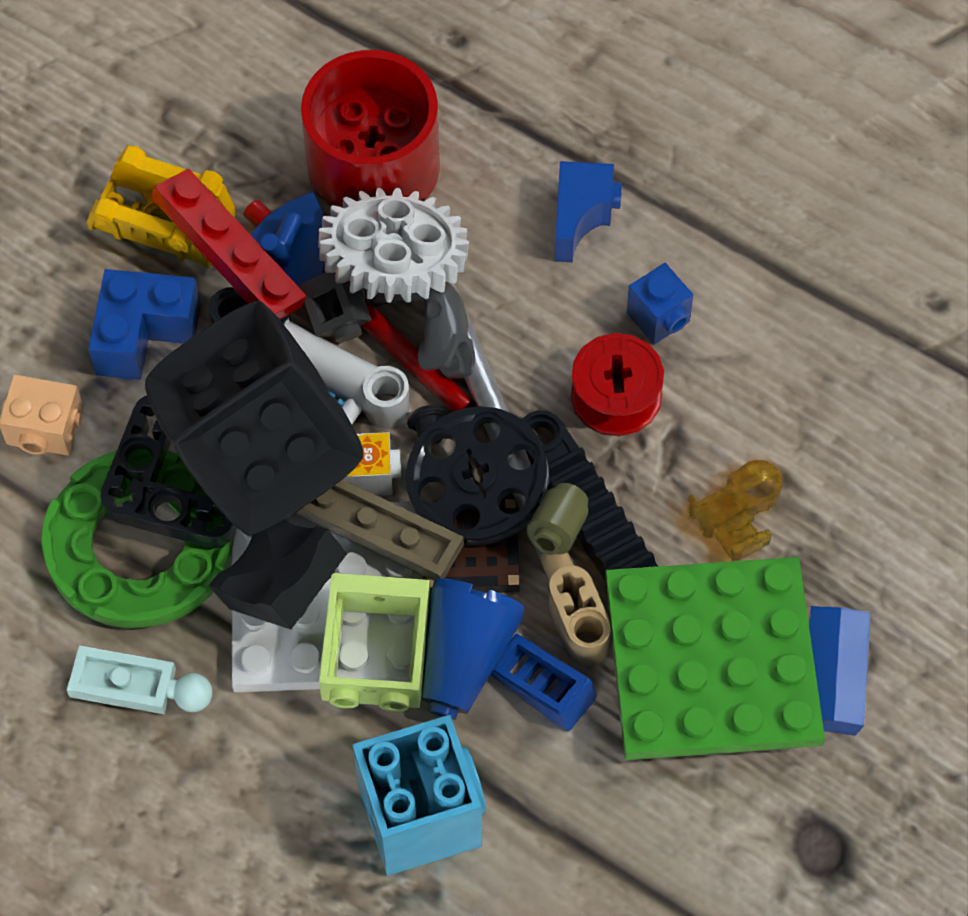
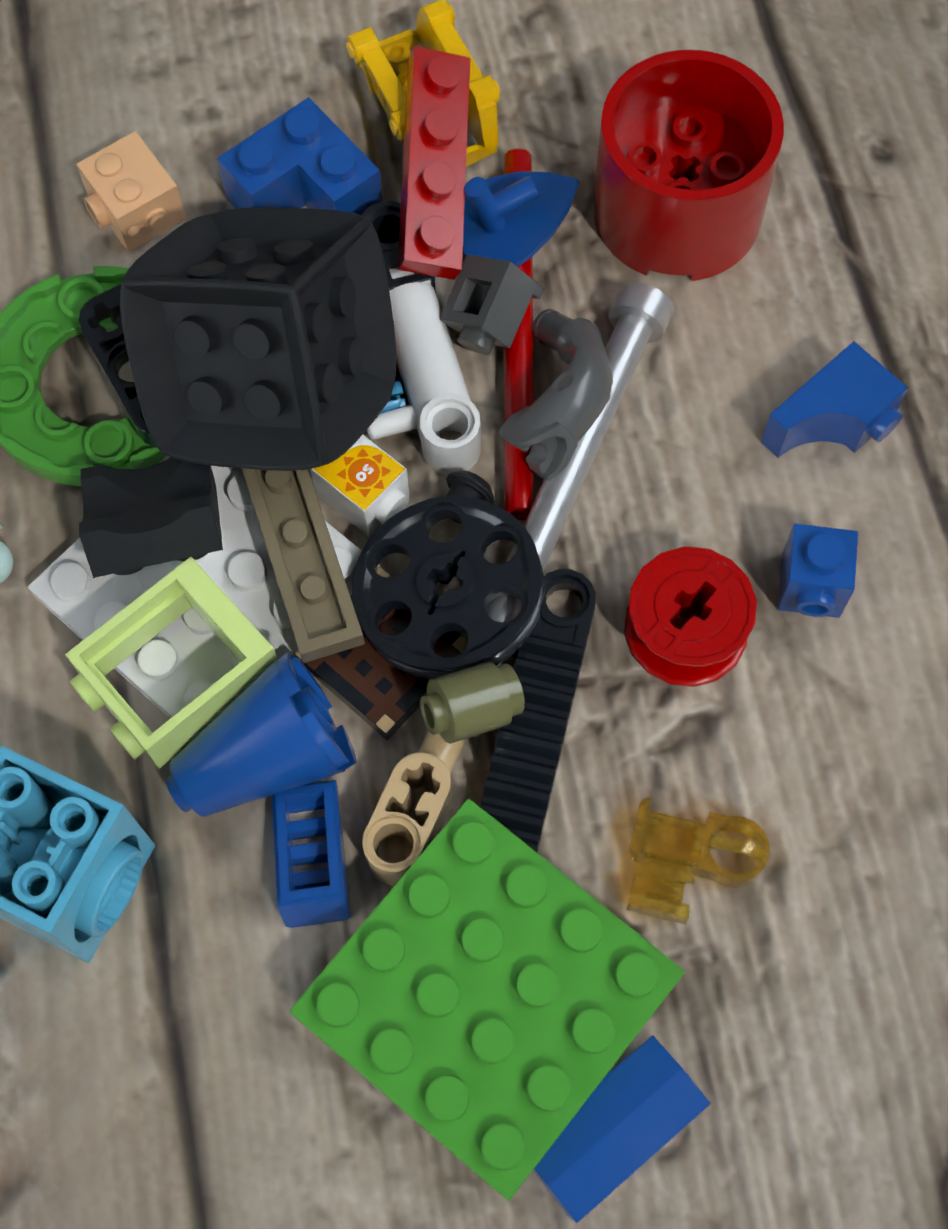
camera: 45 degrees right, 5 degrees up
(393, 245) = (548, 284): white gear -> none

